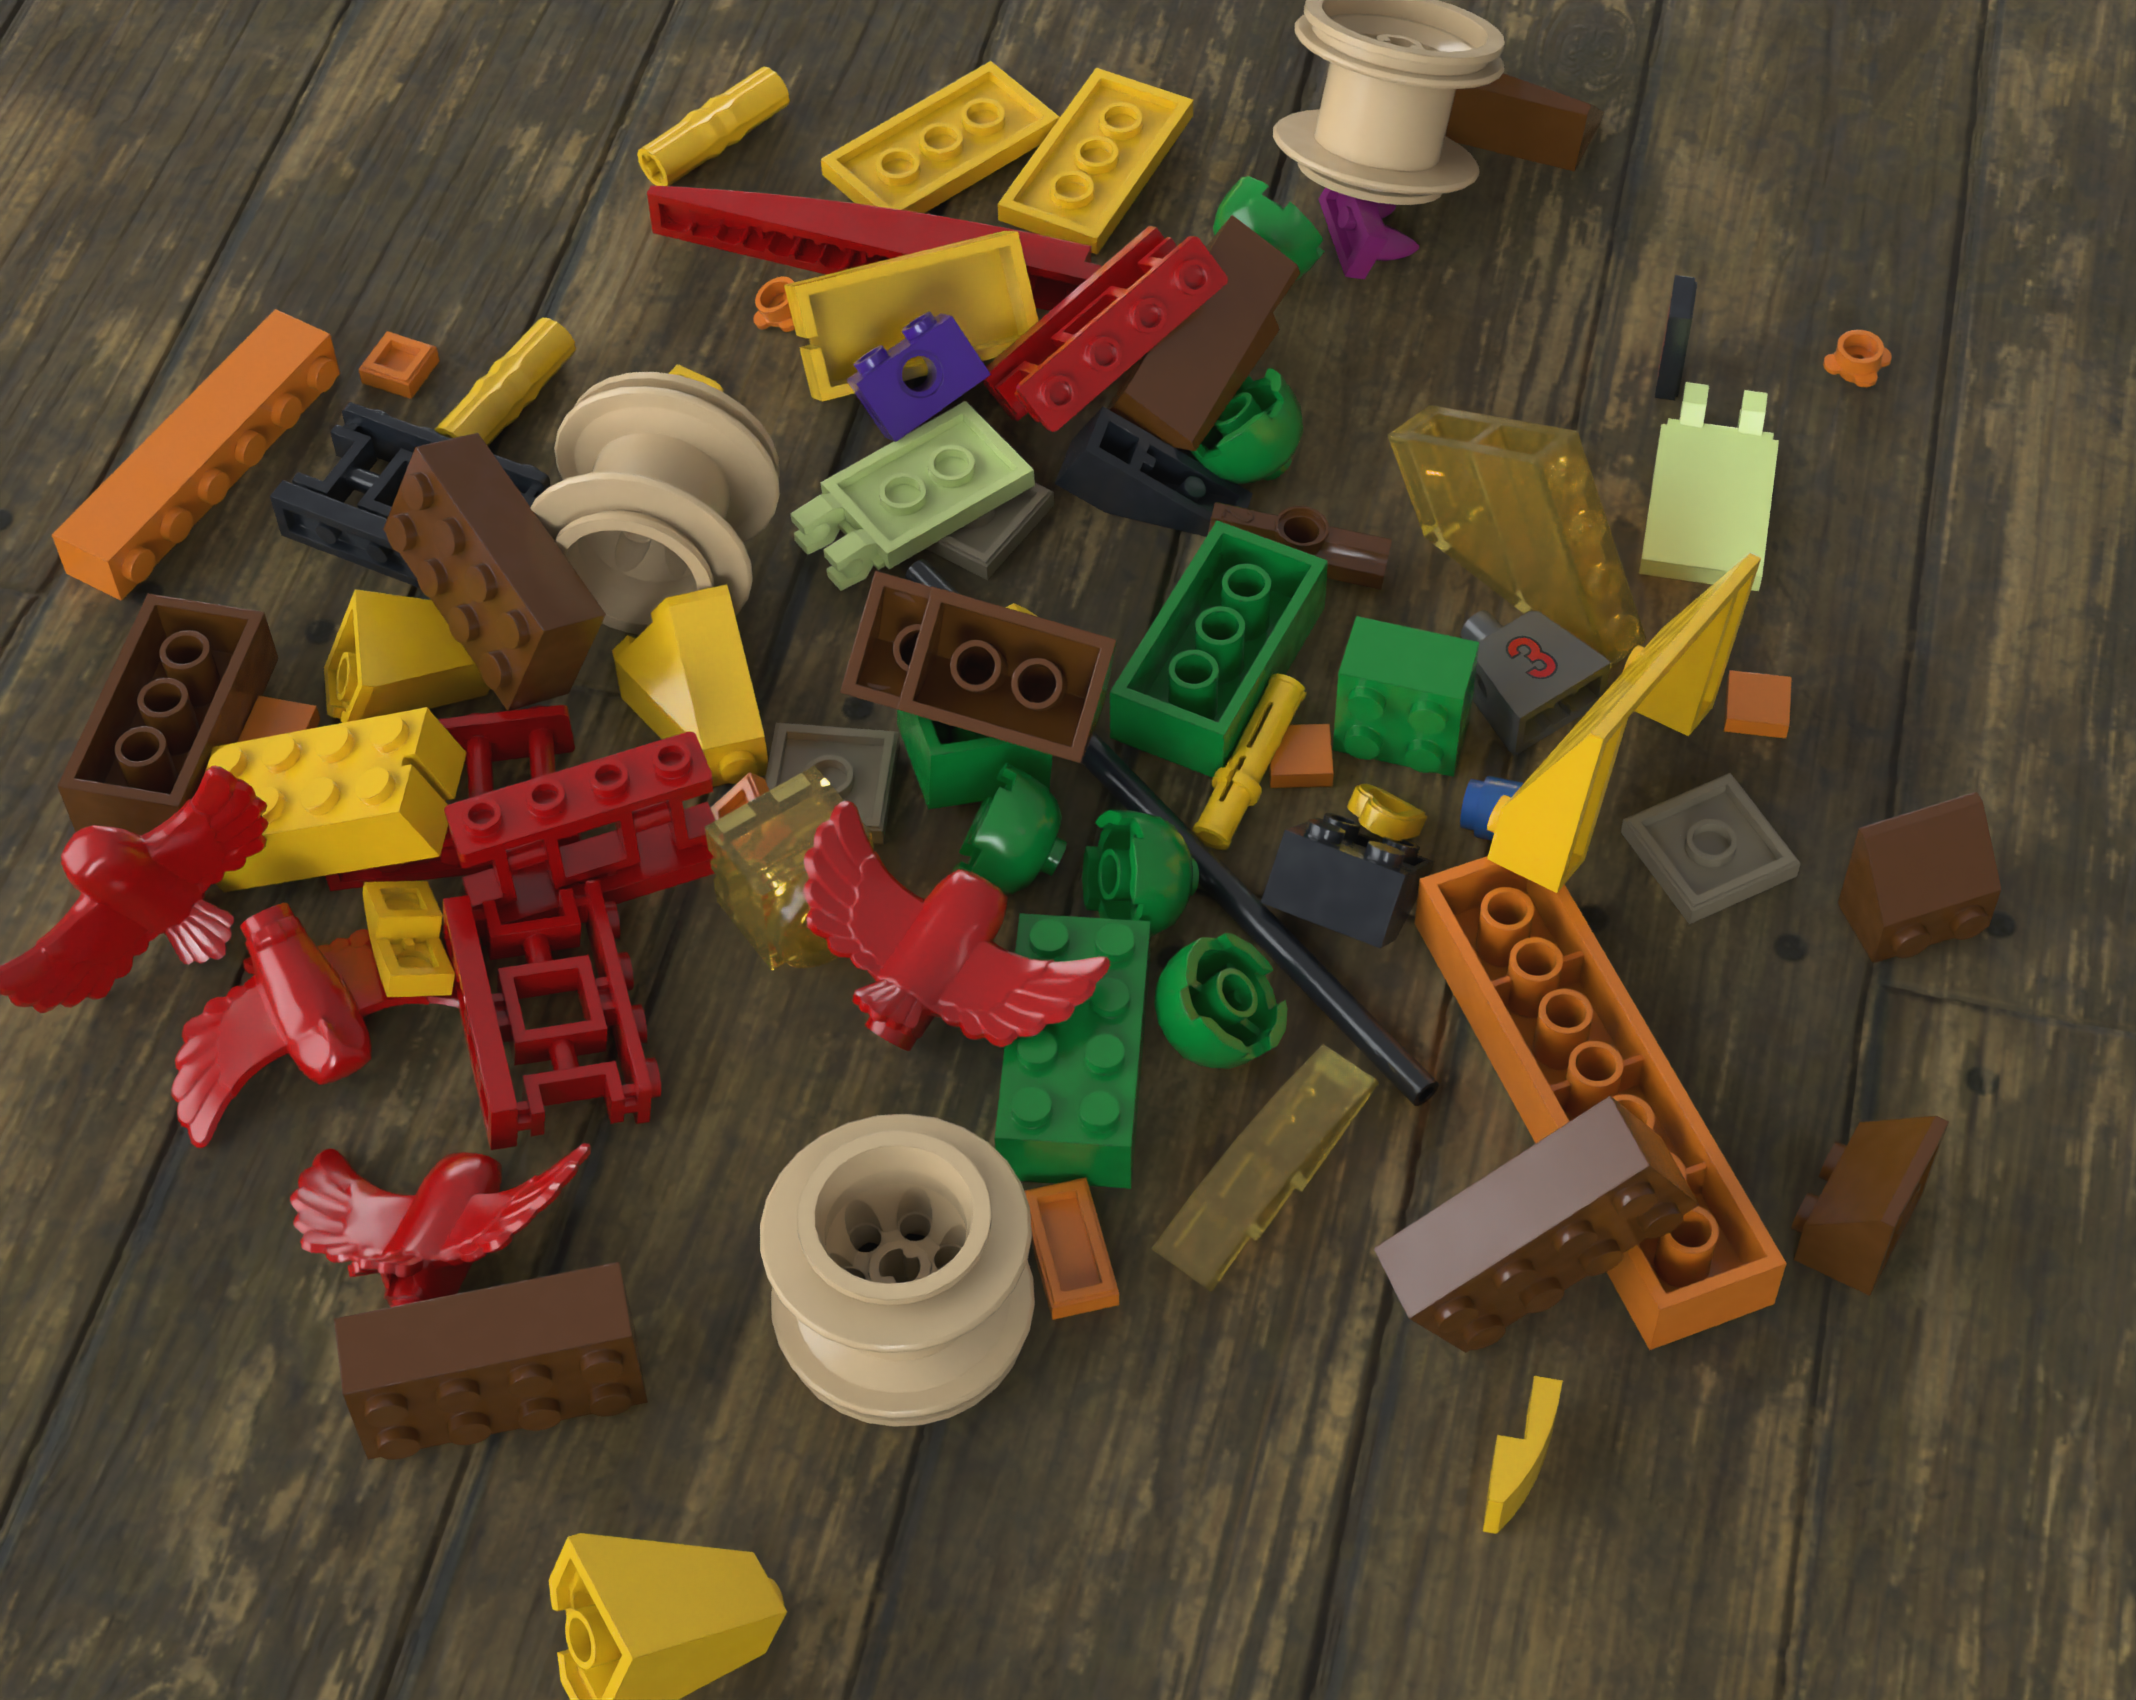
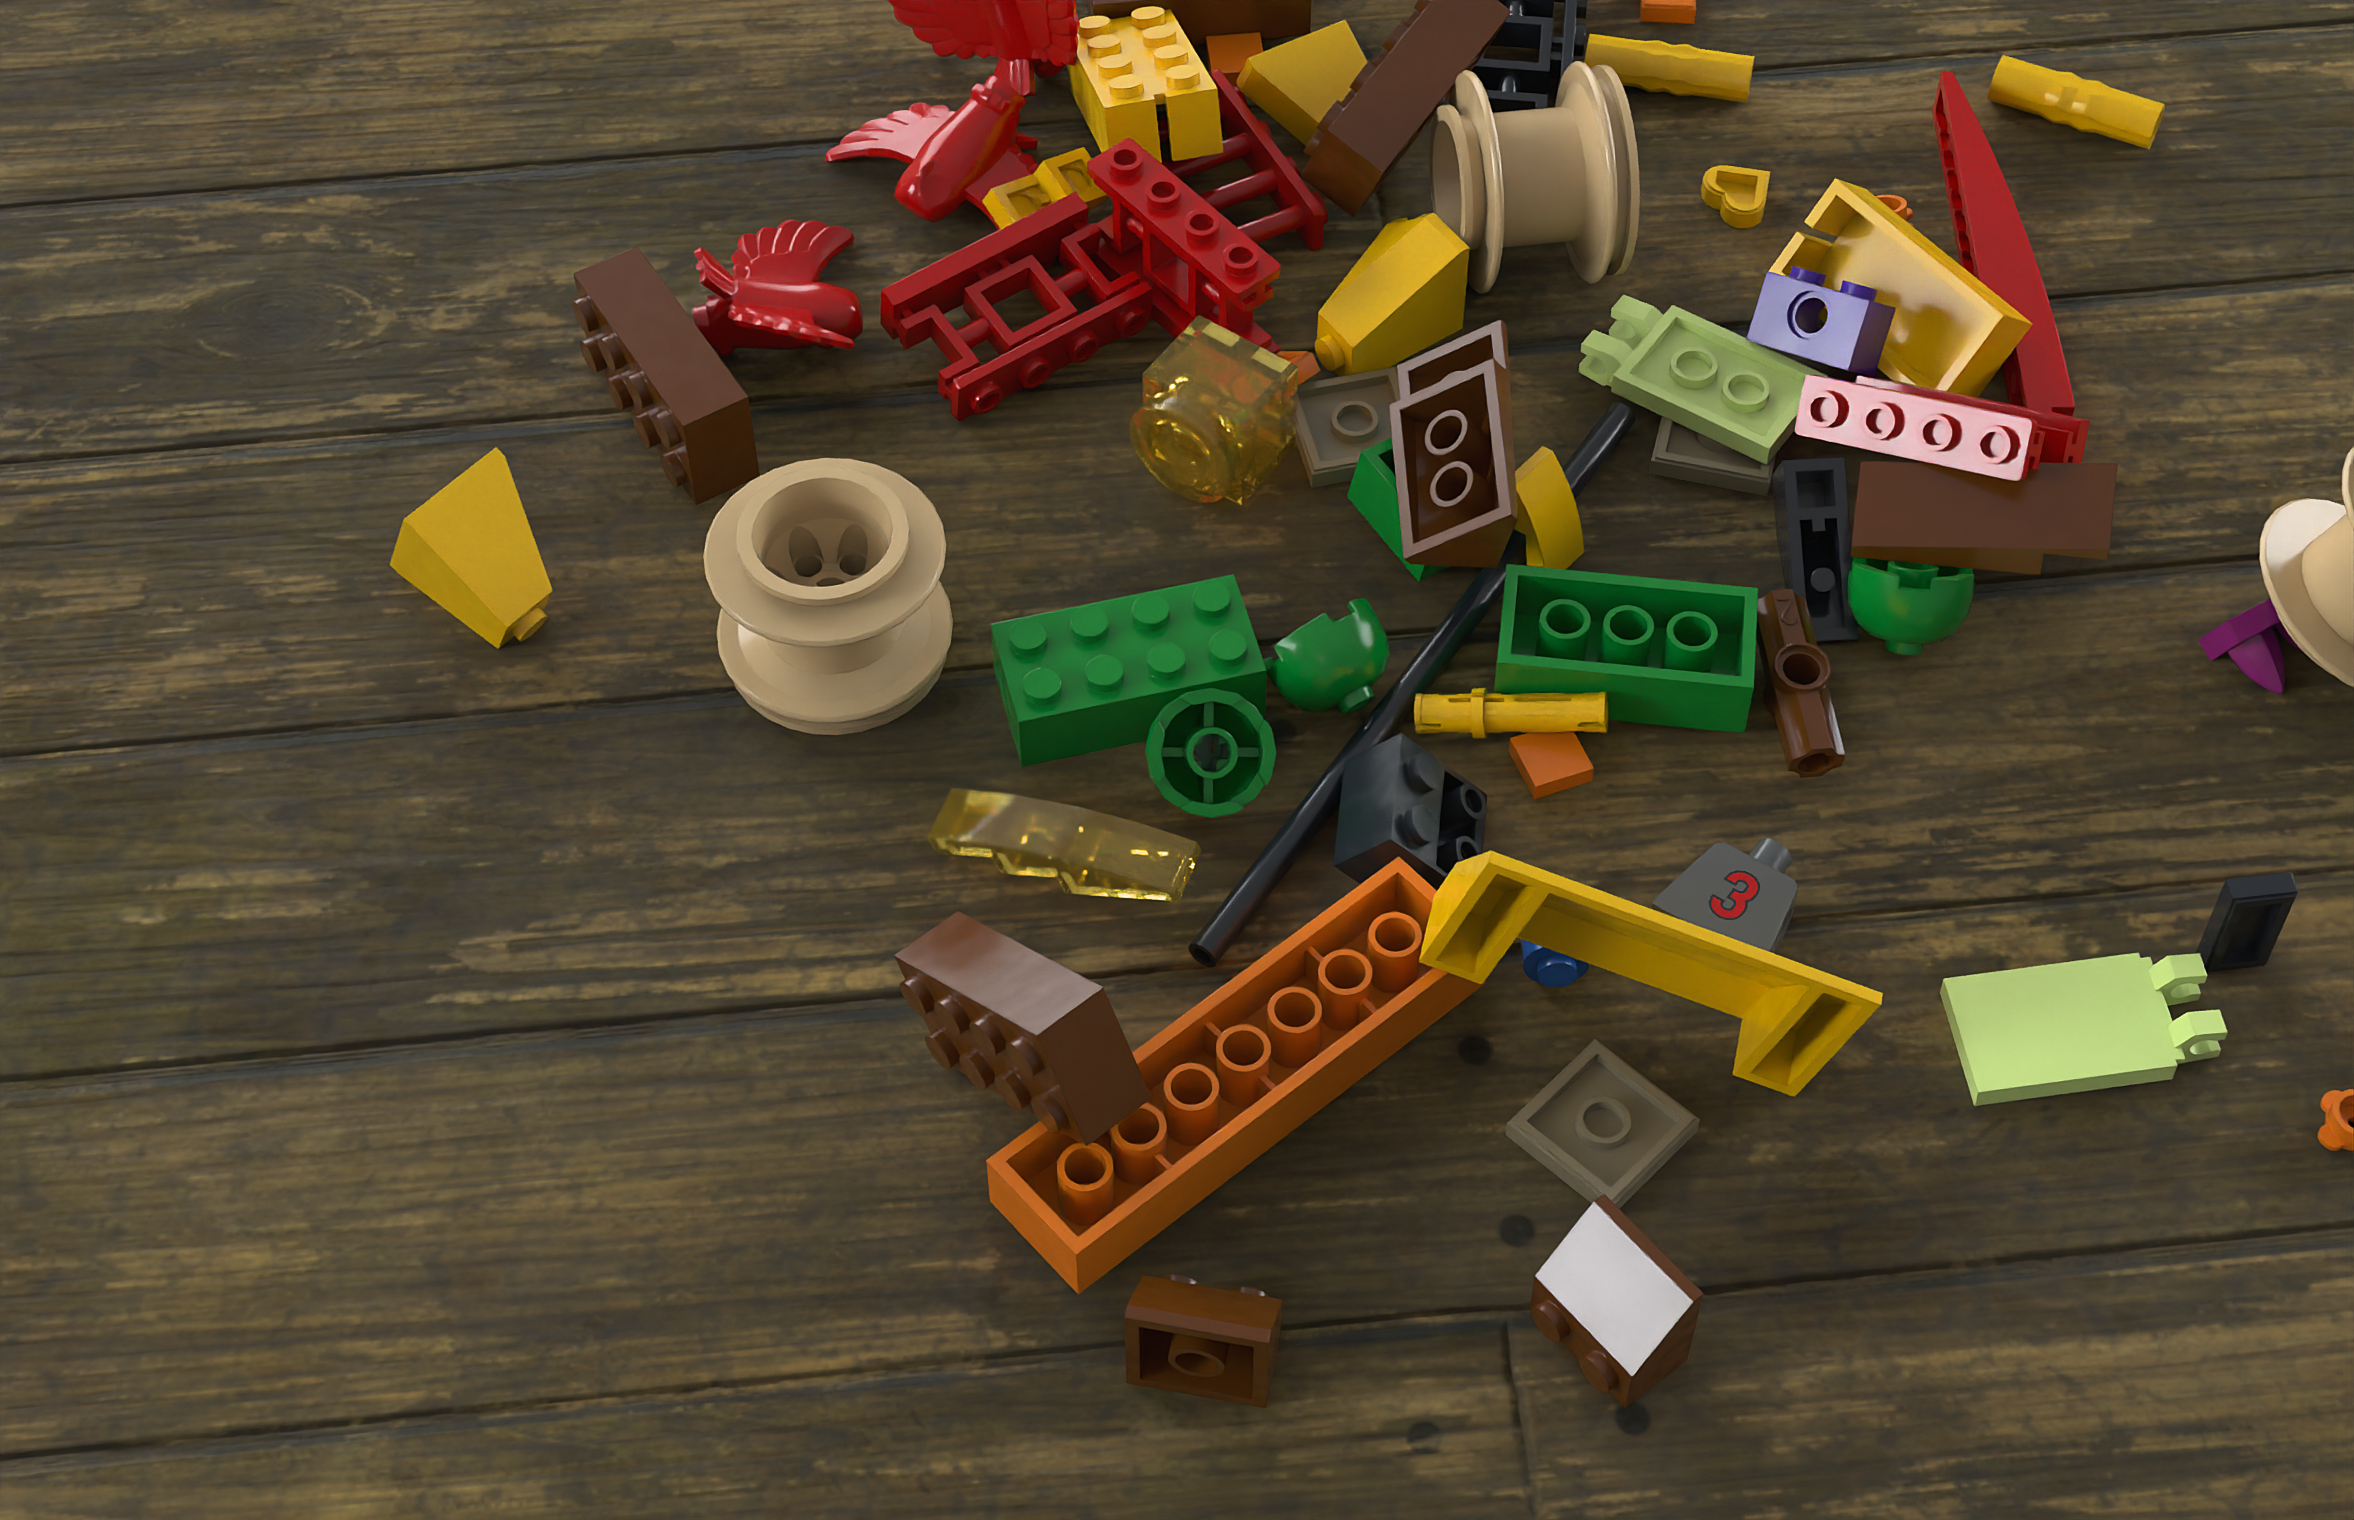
camera: 70 degrees right, 0 degrees up
(932, 951) = (1154, 507): red animal -> none
(941, 143) = (2163, 271): yellow plate -> none
(1014, 833) = (1333, 553): green cylinder -> none
(1070, 1249) = (937, 735): orange tile -> none
(1096, 160) = (2222, 393): yellow plate -> none
(1281, 227) = (2181, 542): green cylinder -> none
(1385, 813) = (1504, 830): yellow tile -> none
(1404, 696) = (1629, 802): green brick -> none
(1519, 1461) = (806, 1113): yellow slope -> none
(1521, 518) = (1893, 833): clear yellow slope -> none
(1757, 704) = (1808, 1129): orange tile -> none

